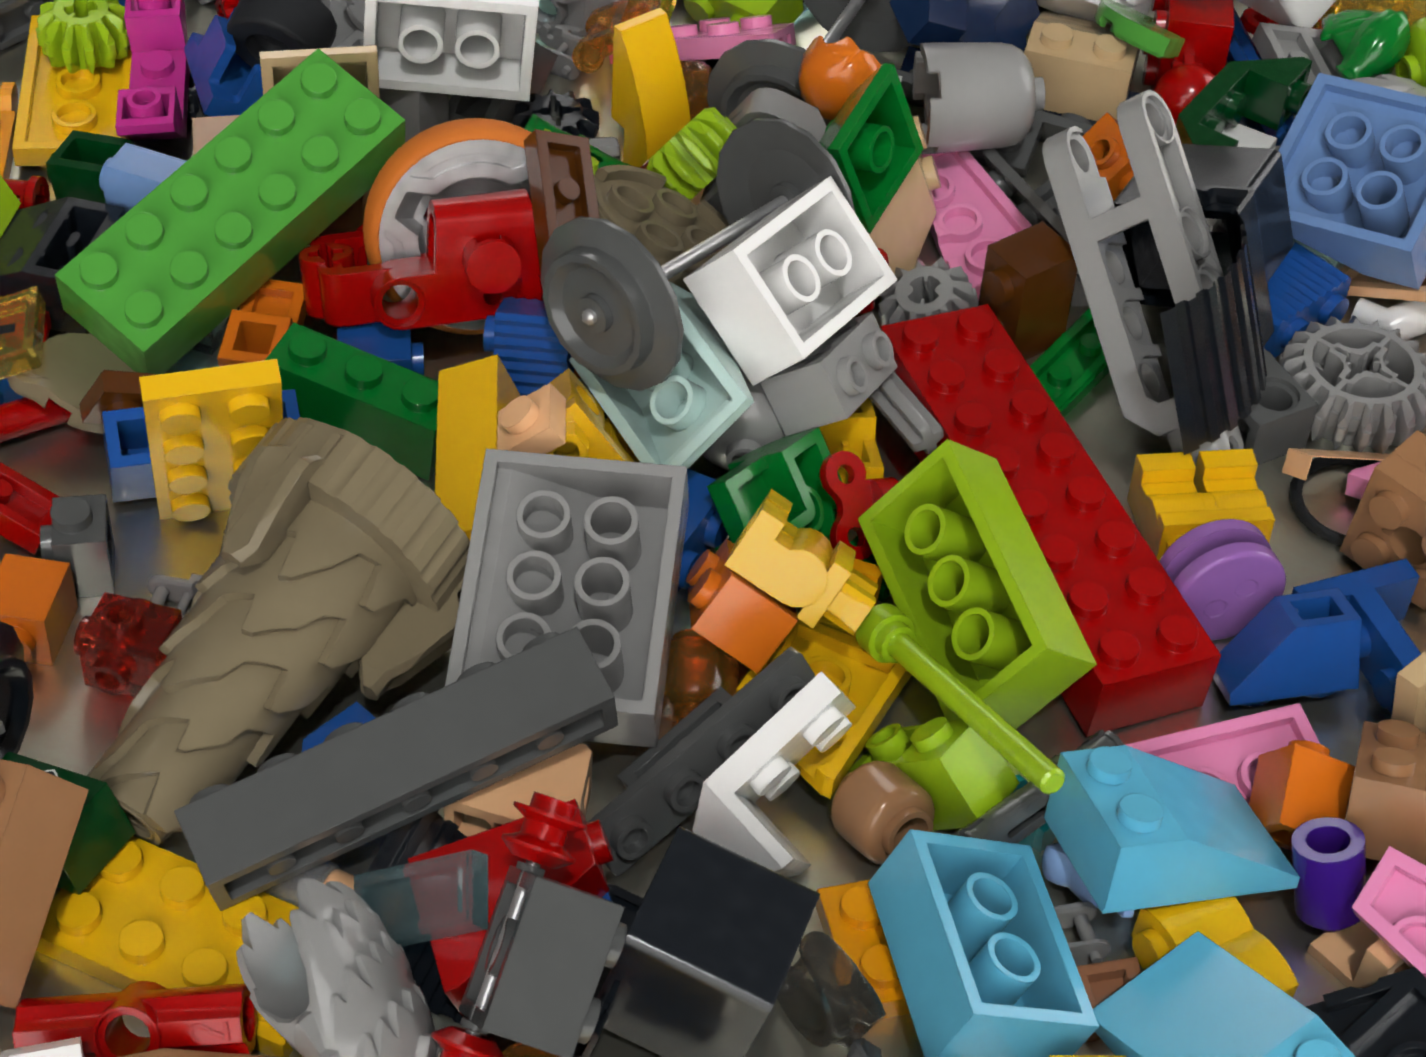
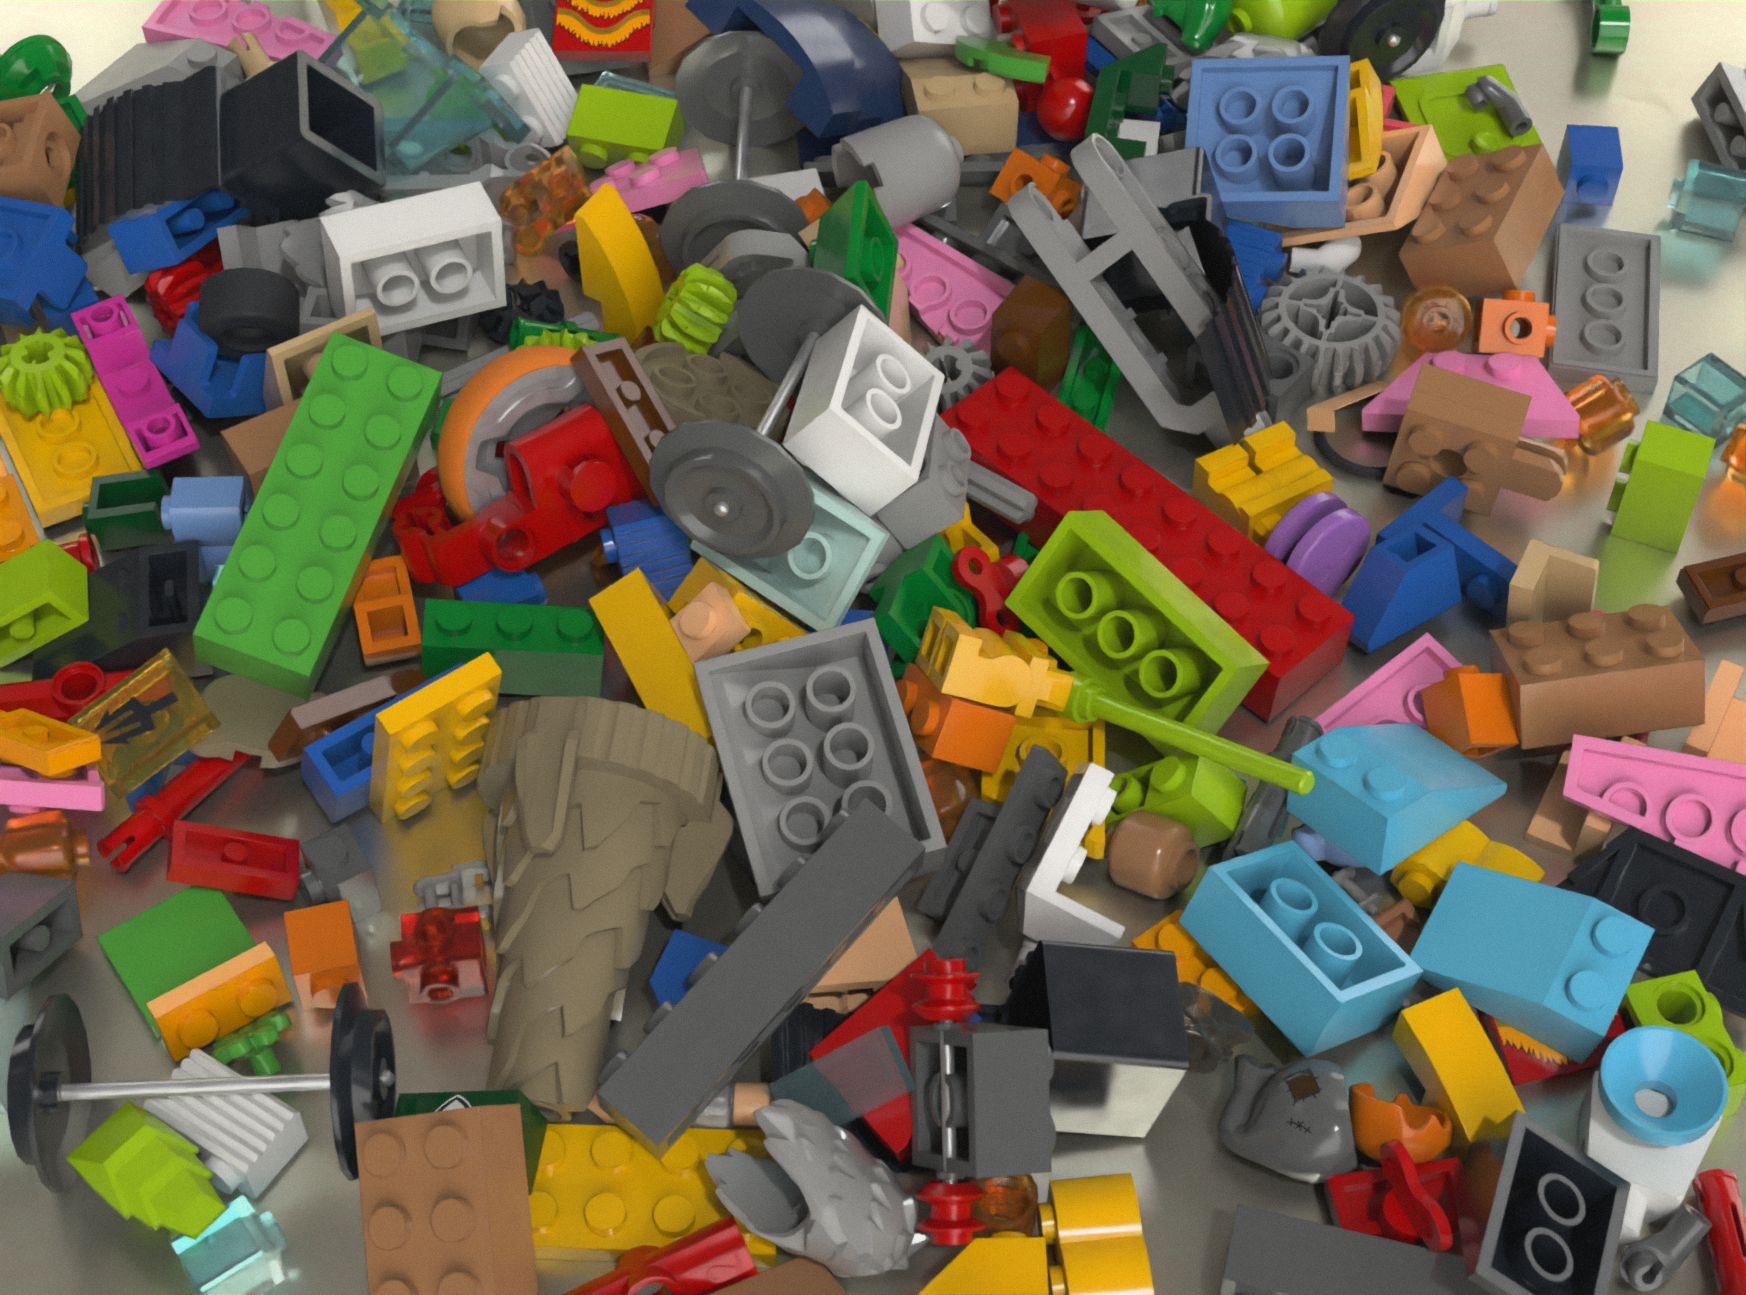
camera: 20 degrees left, 5 degrees up
(833, 73) = (796, 199): orange hair -> none
(1331, 870) = (1526, 762): dark purple brick -> none

